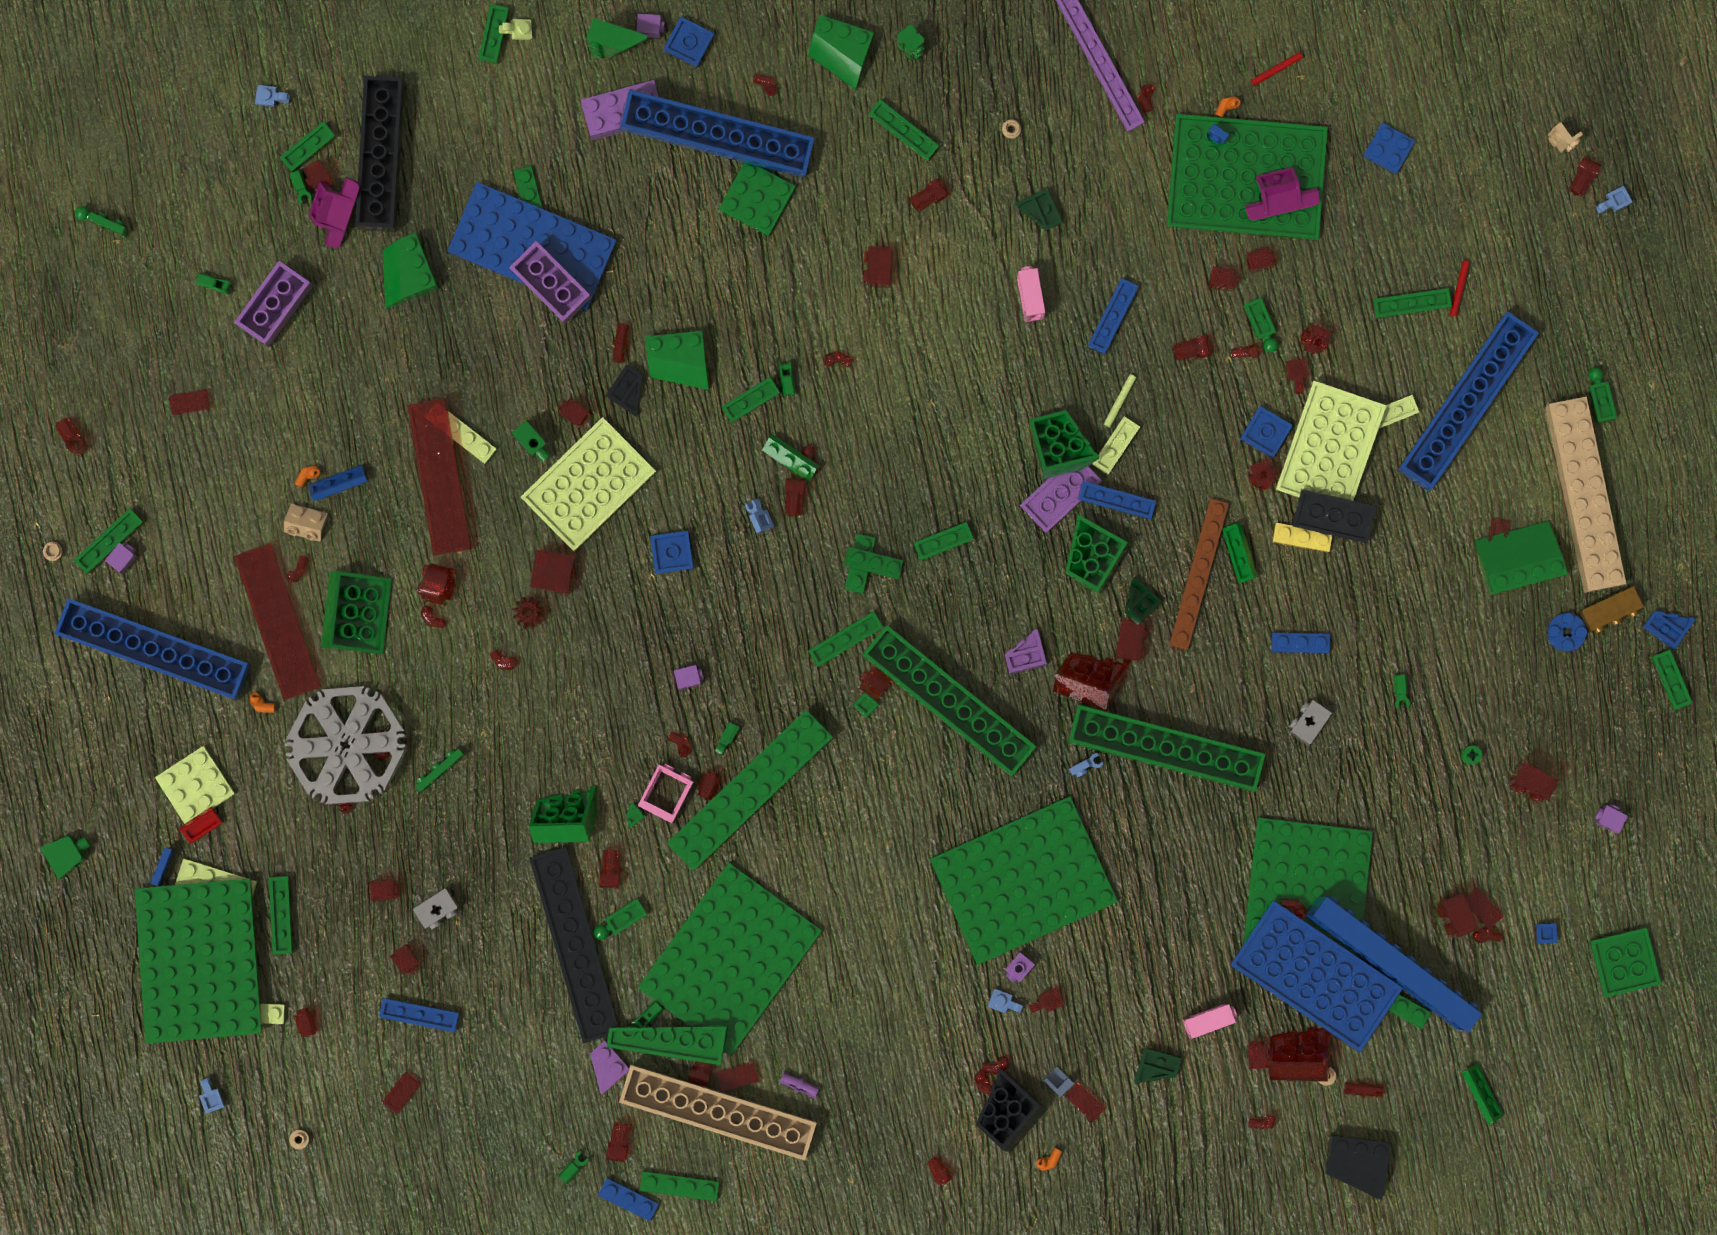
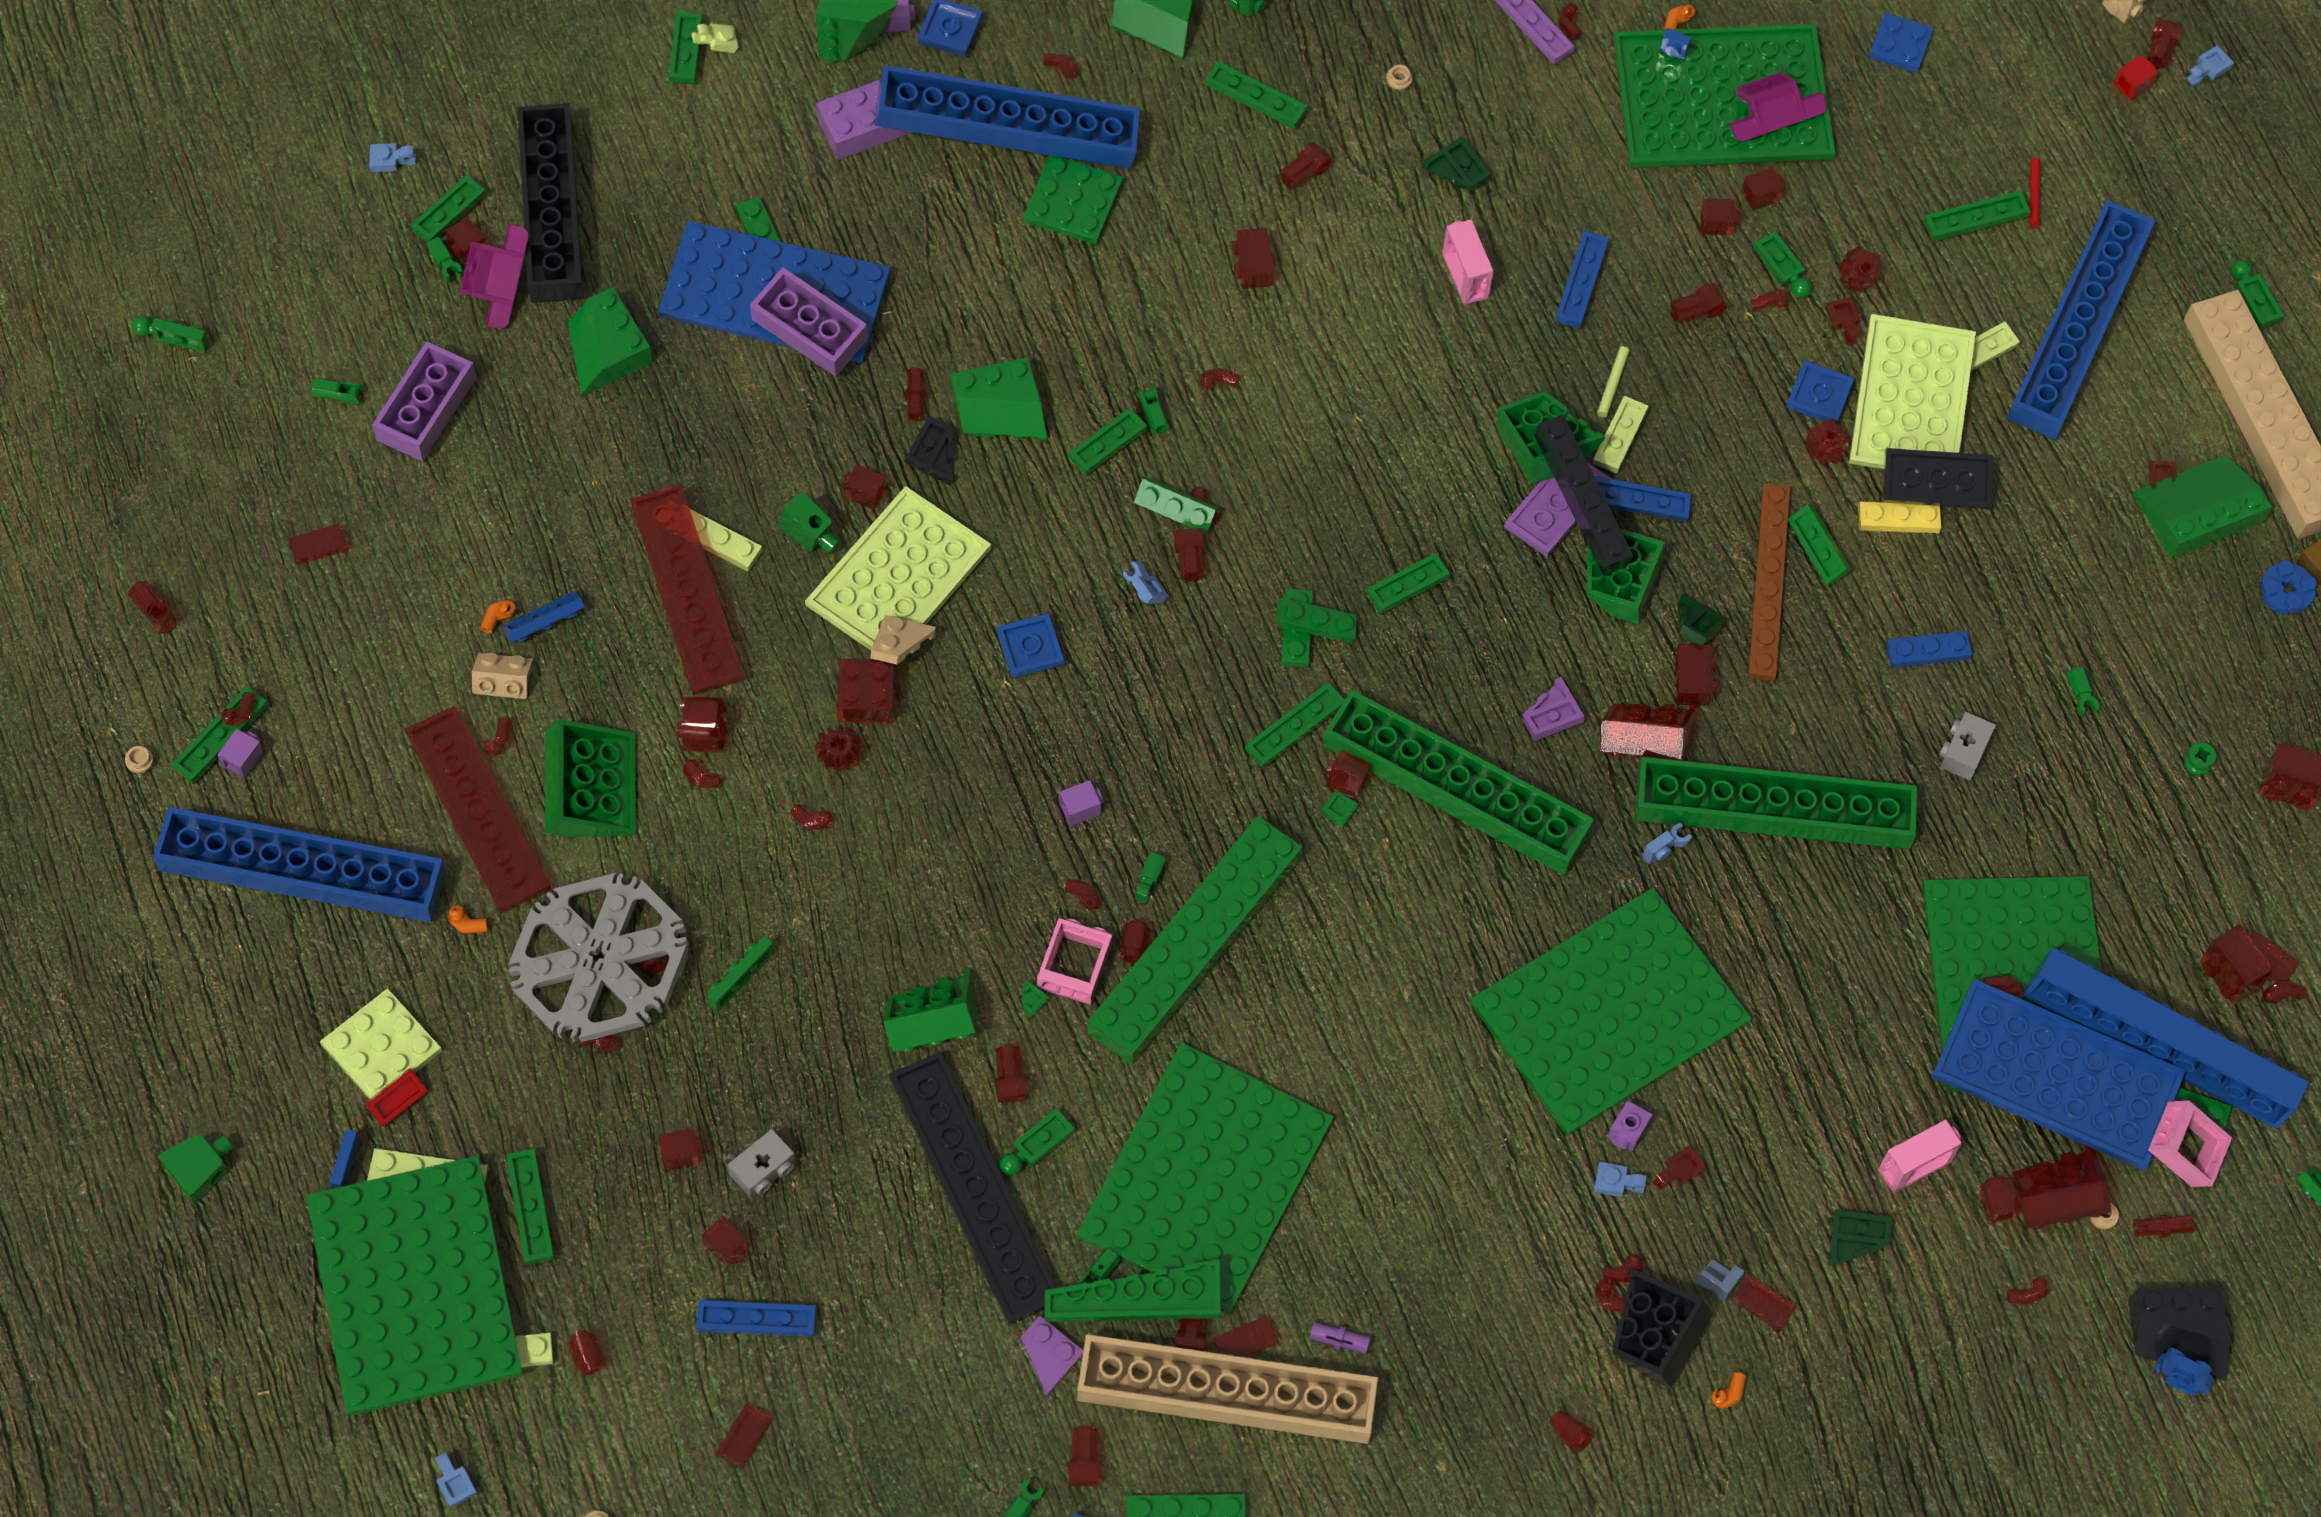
camera: 15 degrees left, 20 degrees down
(124, 530) = (240, 714): none -> clear red arm
(580, 539) = (899, 638): none -> tan wing
(1074, 504) = (1583, 494): none -> black brick
(1346, 1193) = (2184, 1373): none -> blue plate
(1381, 1032) = (2170, 1133): none -> bright pink window
(1557, 204) = (2136, 77): none -> red brick

